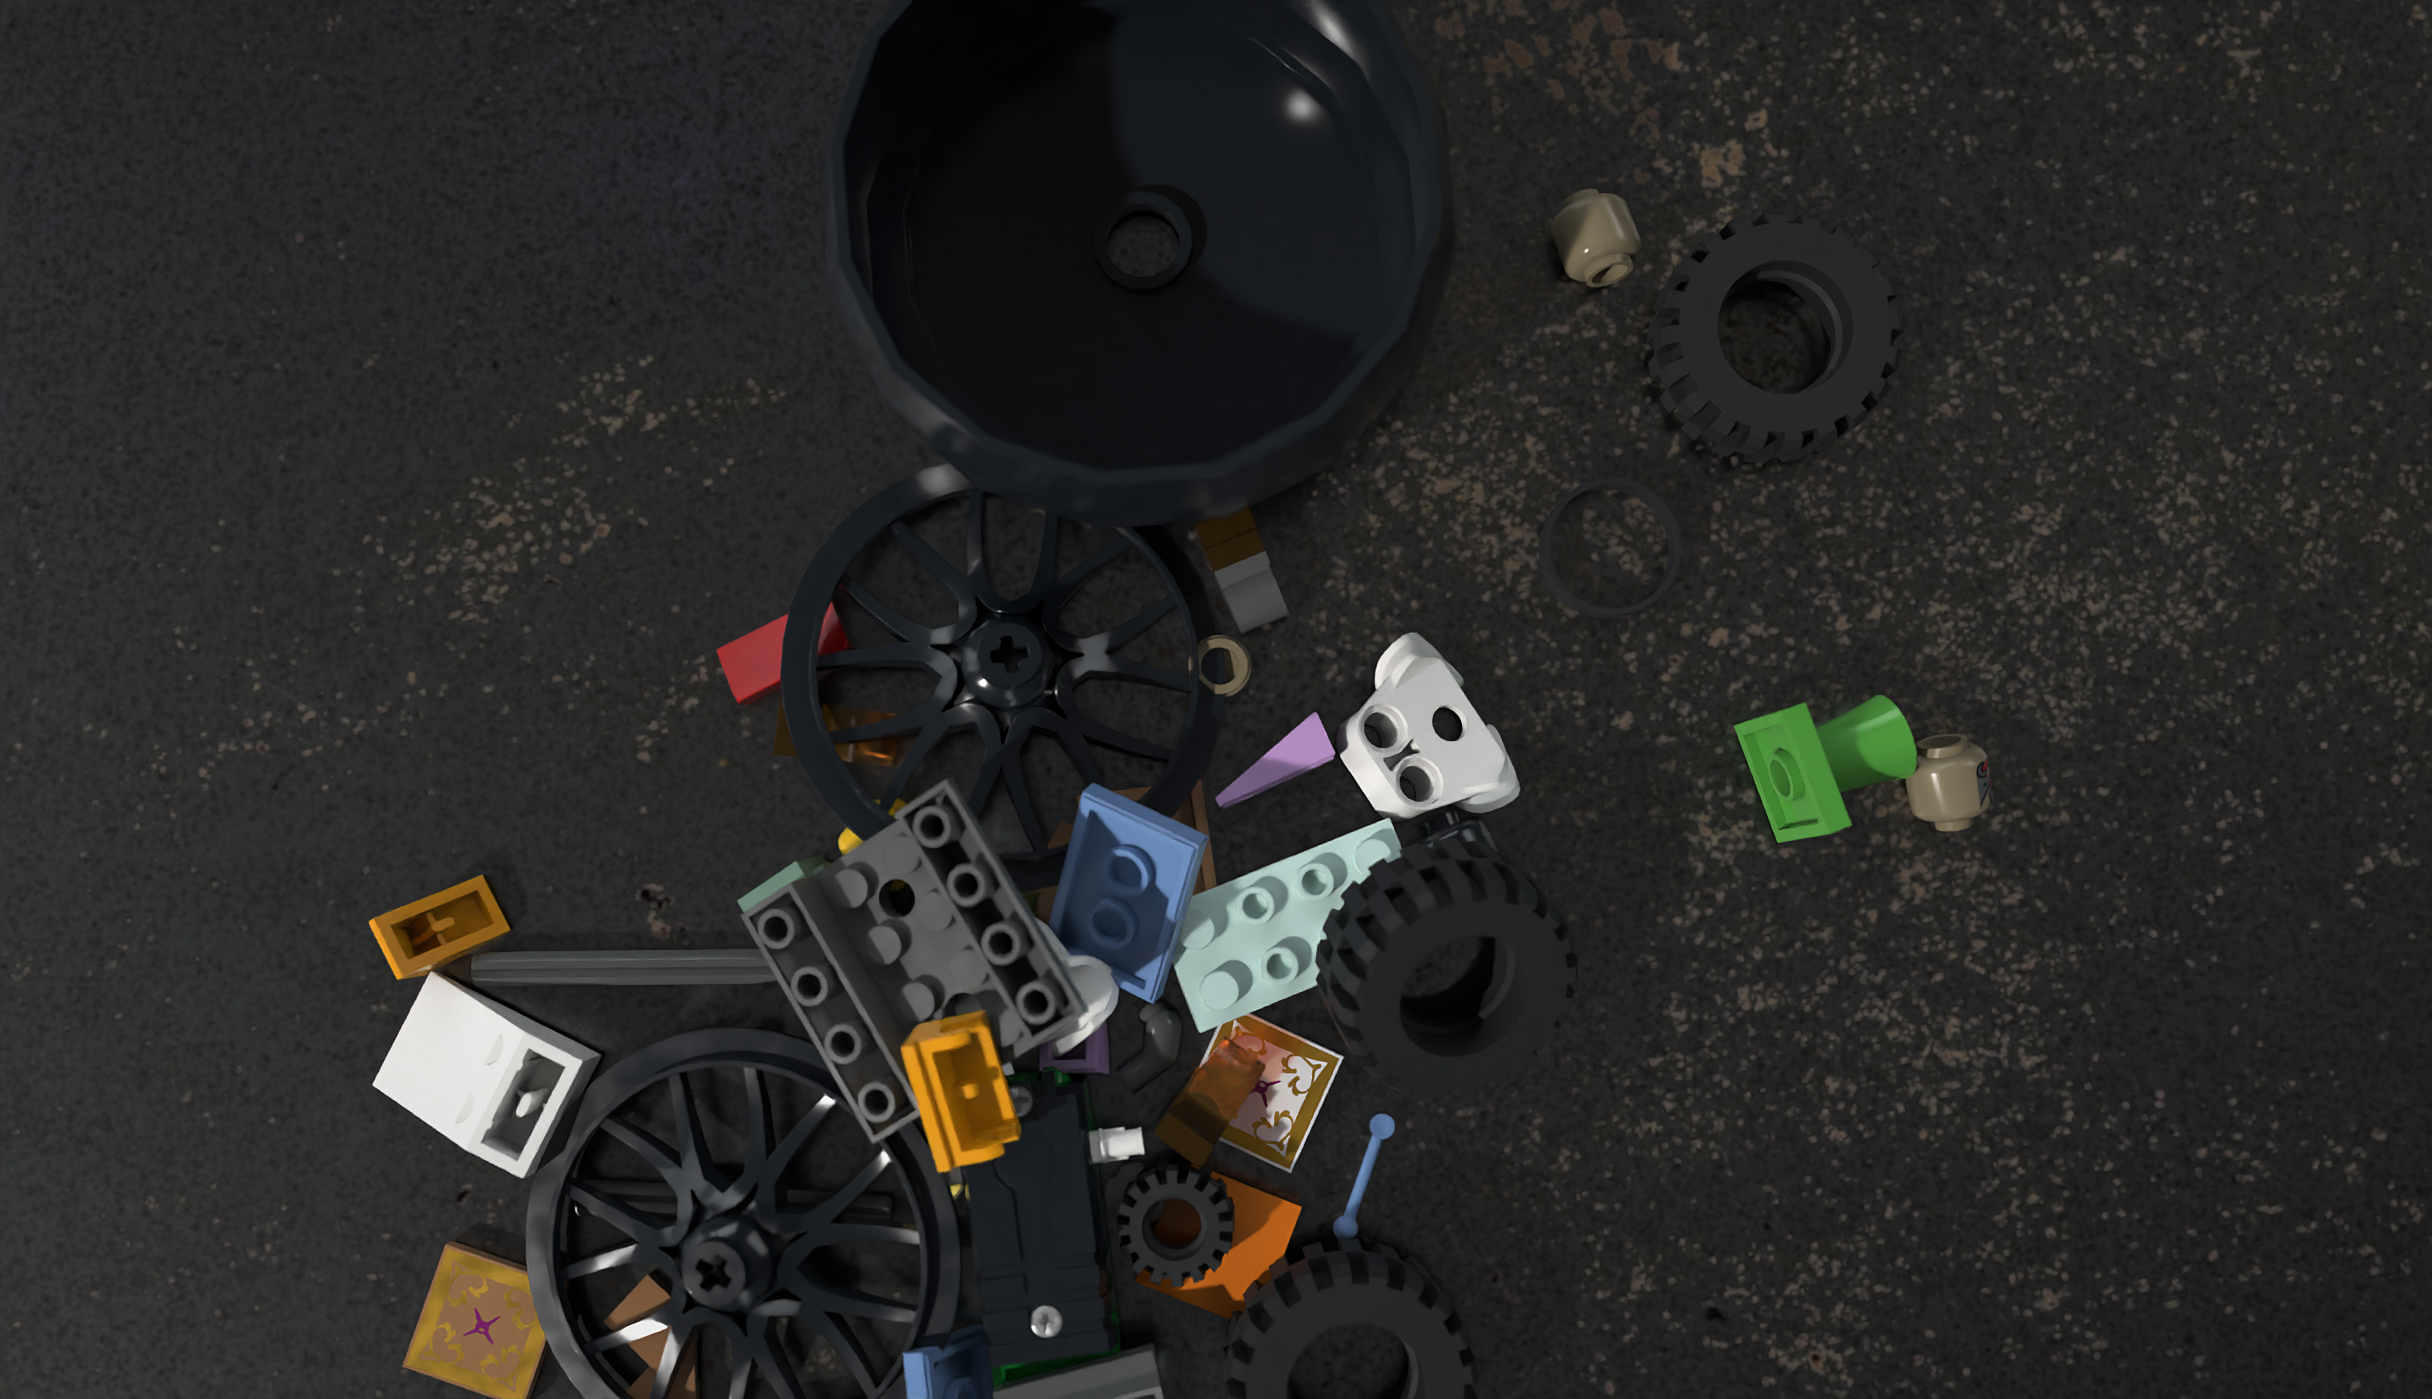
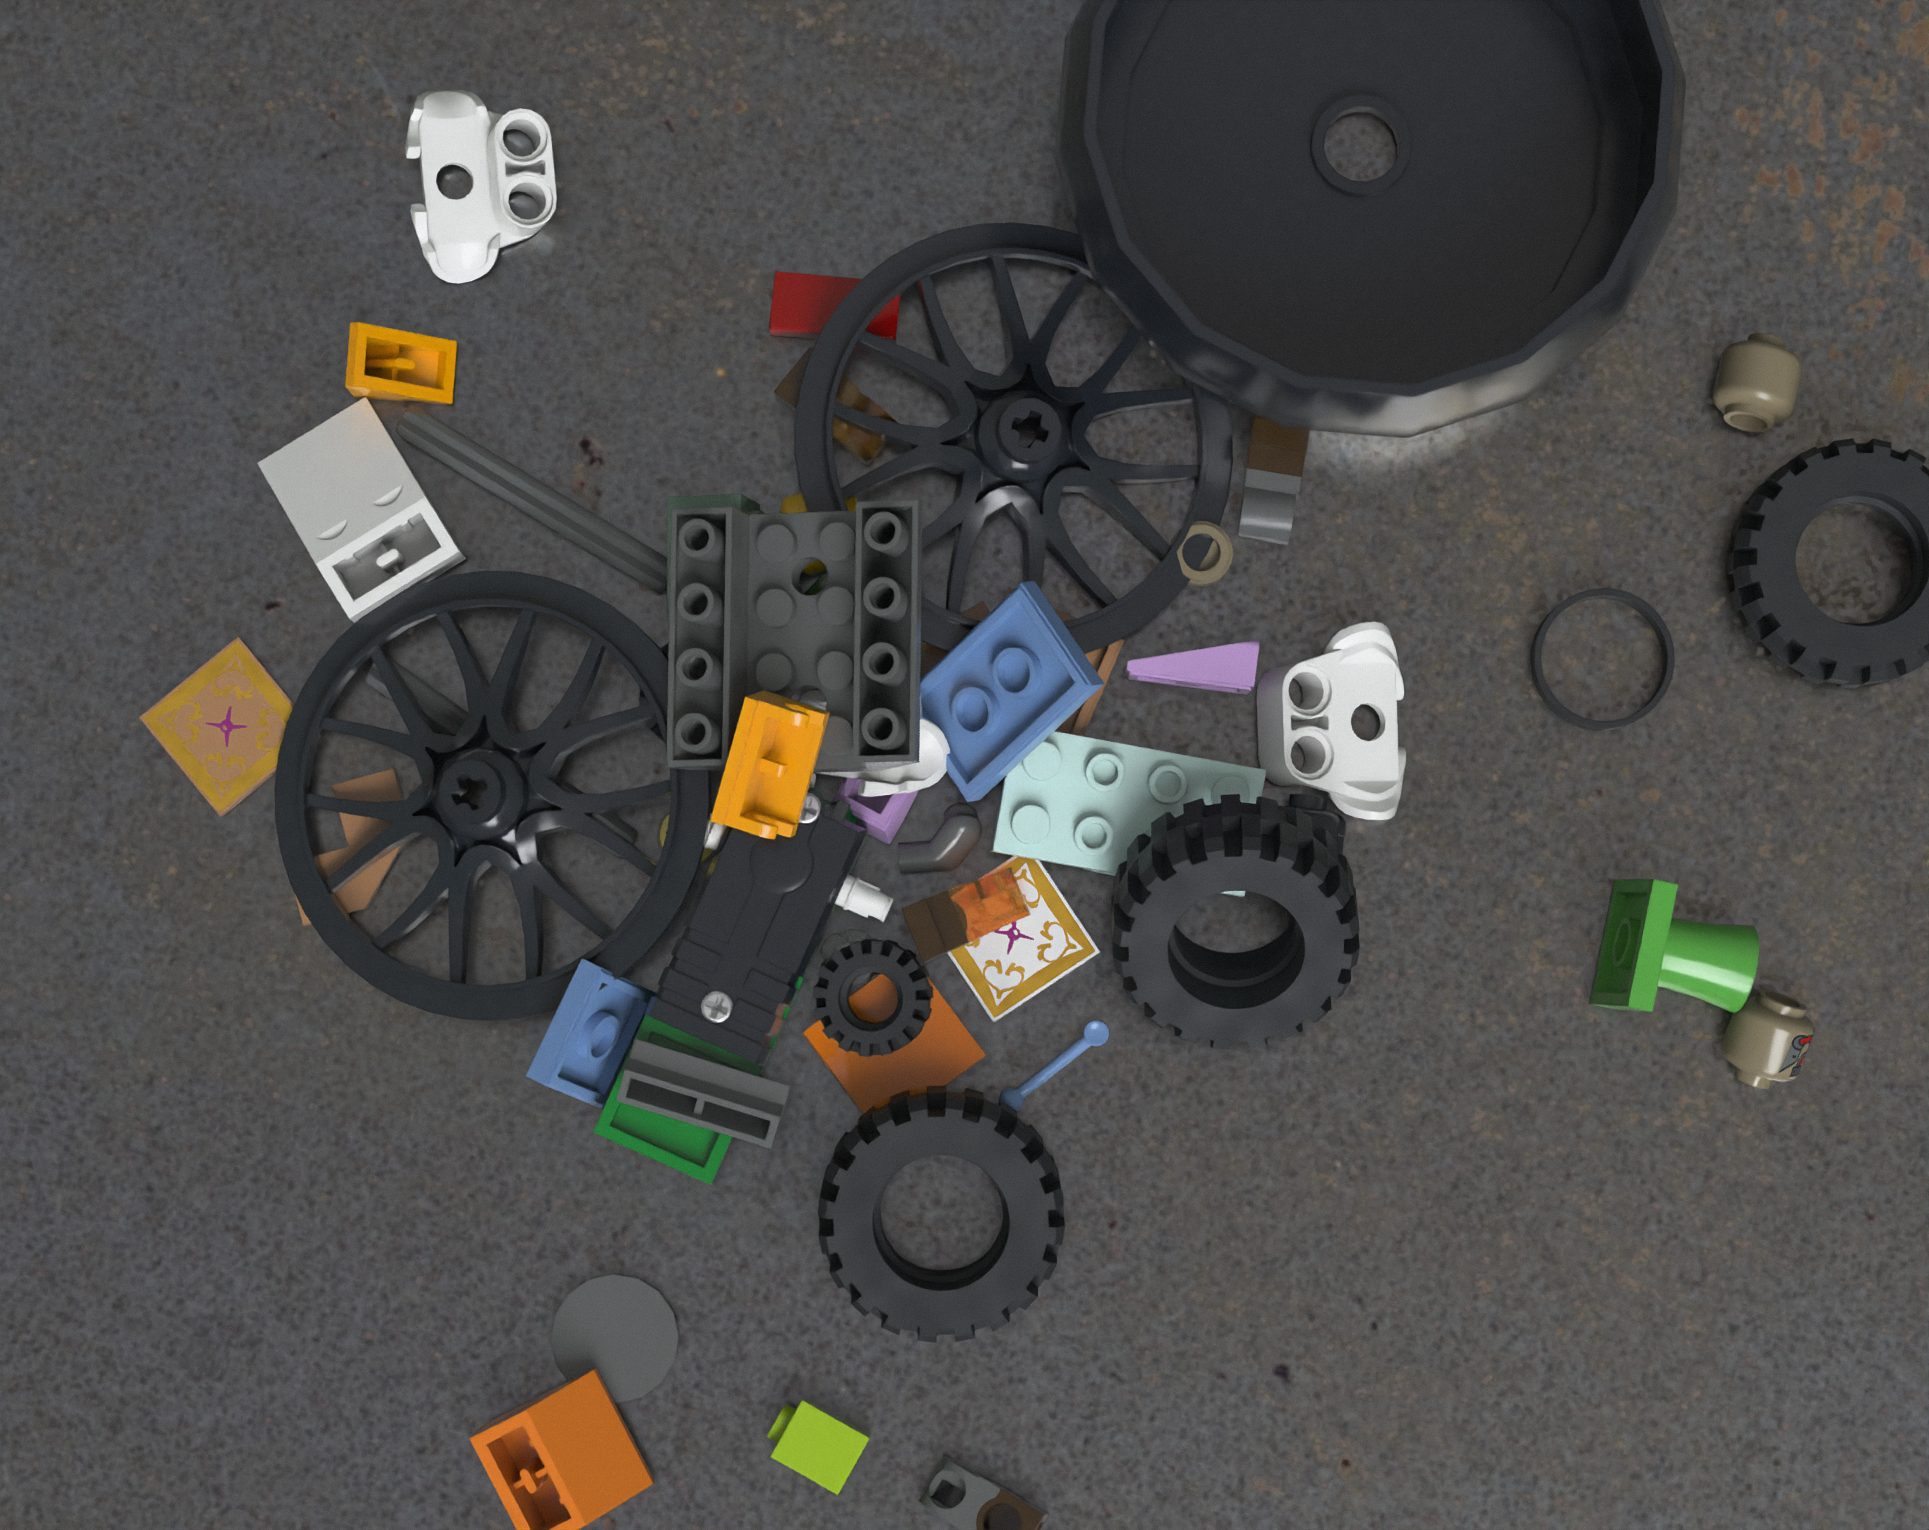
camera: 30 degrees right, 0 degrees up
(433, 780) = (466, 233): none -> white piece

